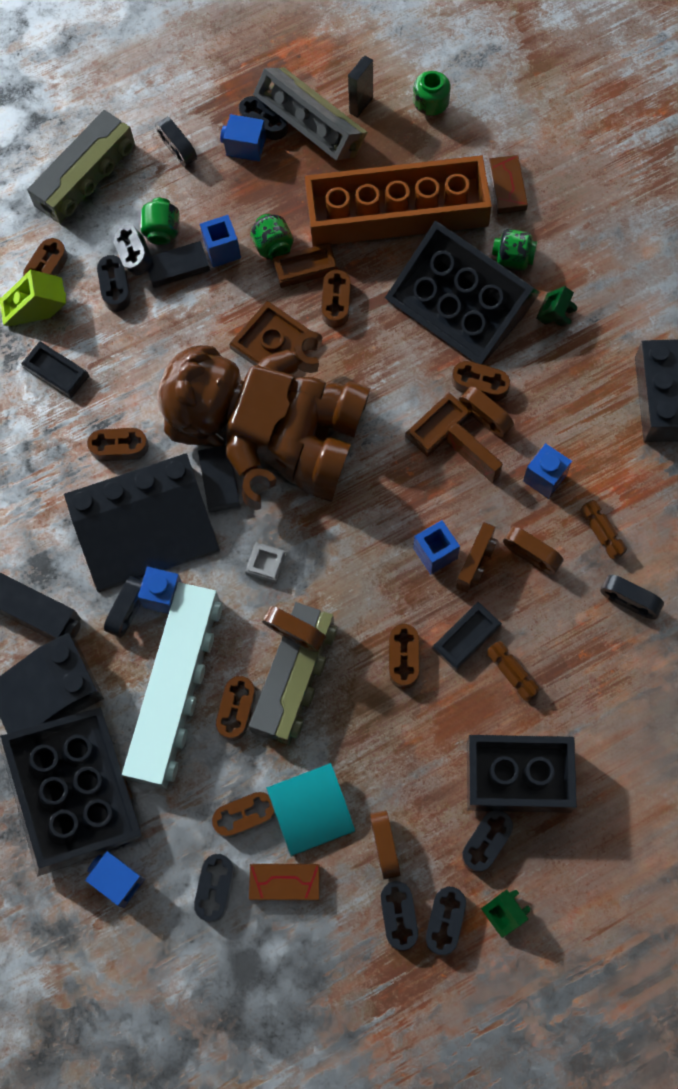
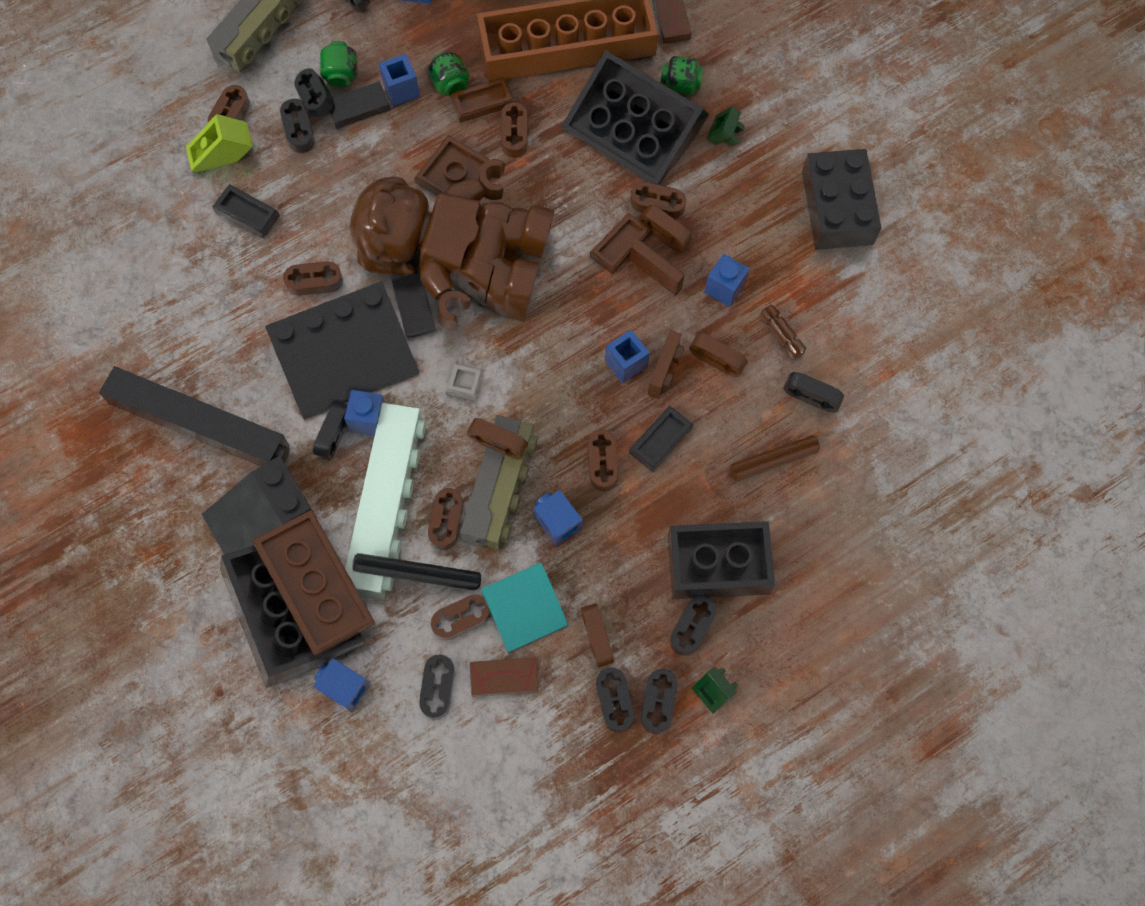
camera: 10 degrees left, 0 degrees up
(92, 770) = (313, 583): none -> reddish brown tile
(200, 764) = (416, 571): none -> black axle
(351, 714) = (557, 517): none -> blue brick
(513, 671) = (706, 467): reddish brown axle -> none
(586, 665) = (774, 458): none -> reddish brown axle

